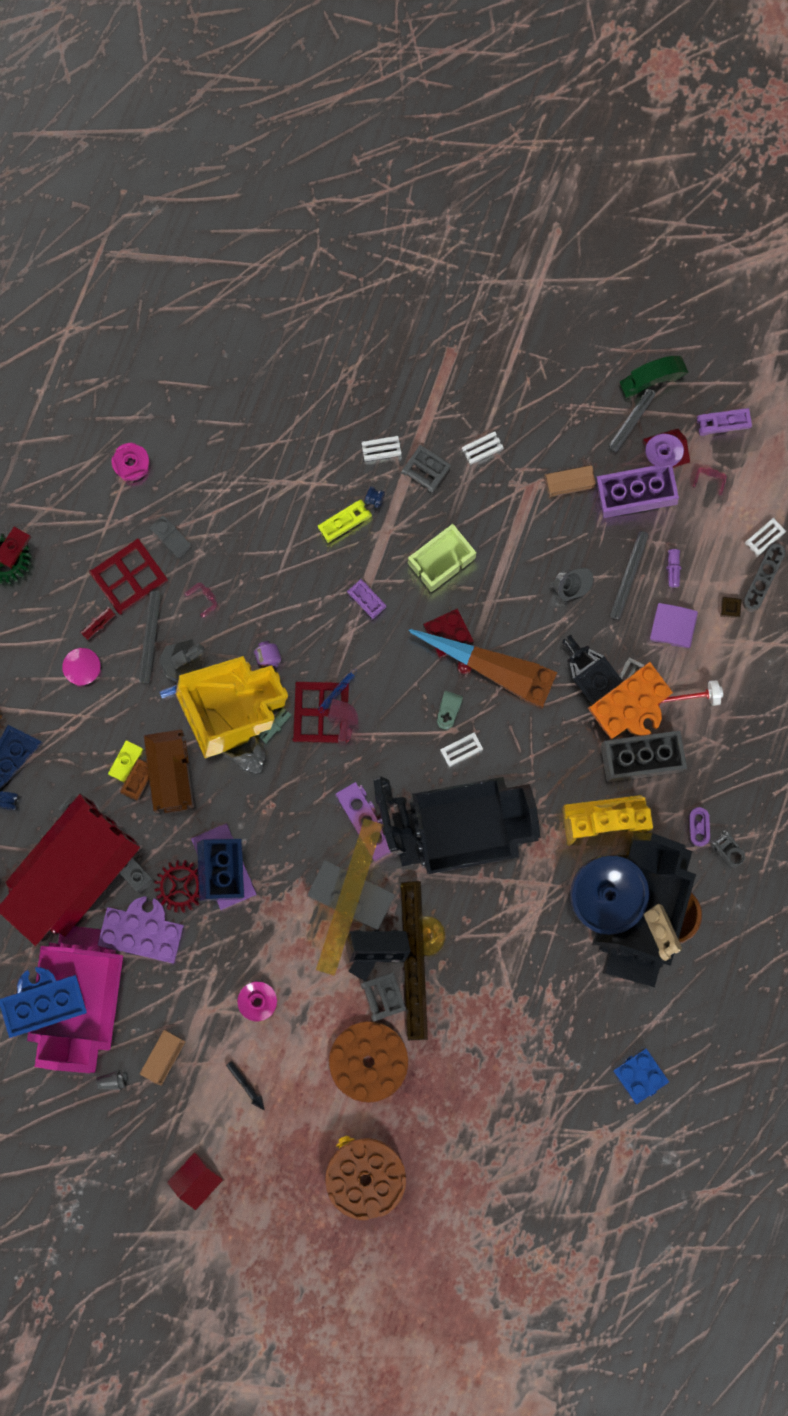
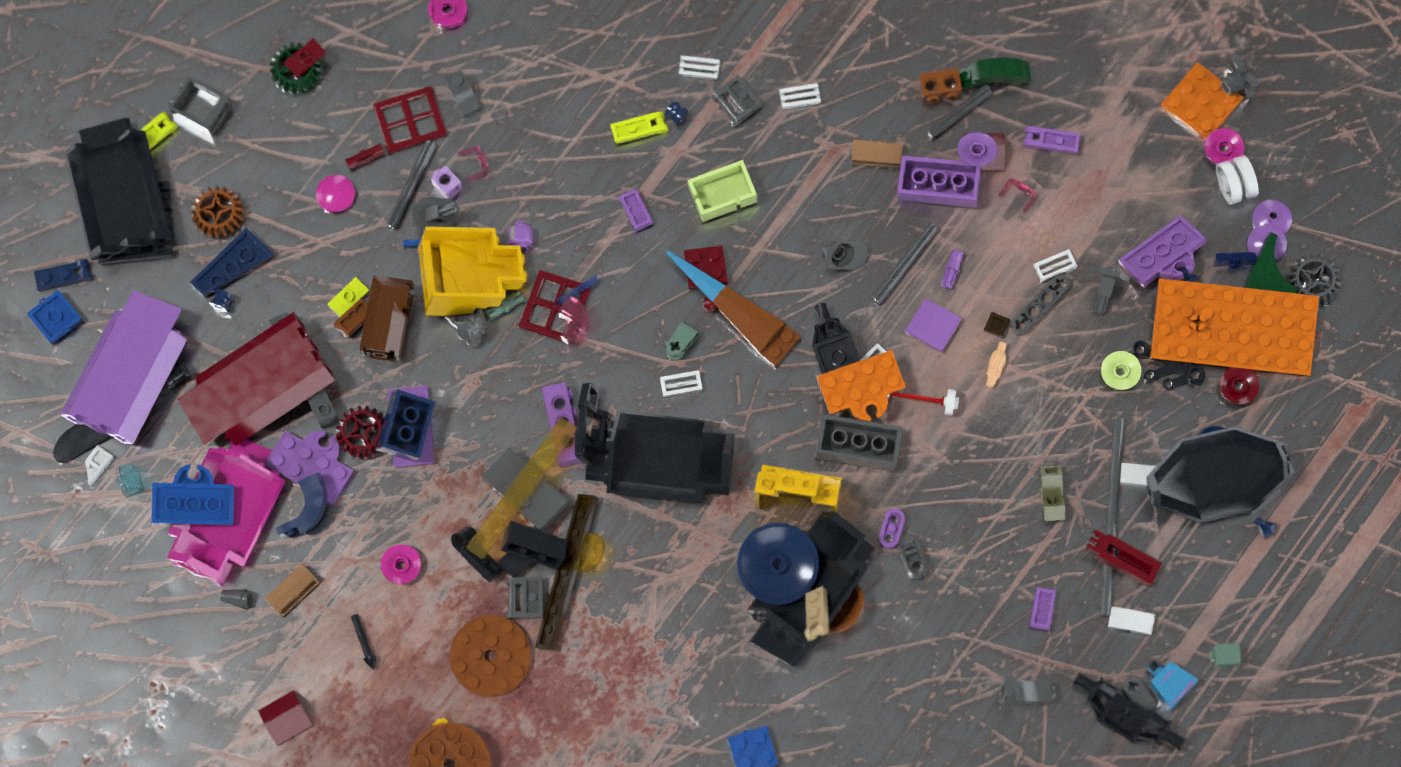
camera: 20 degrees right, 5 degrees down
(157, 964) = (314, 507): none -> dark blue arch
(188, 631) = (449, 189): none -> lavender brick
(308, 962) = (487, 567): none -> black plate
(604, 397) = (938, 80): none -> dark orange brick
(743, 643) = (996, 365): none -> light nougat piece

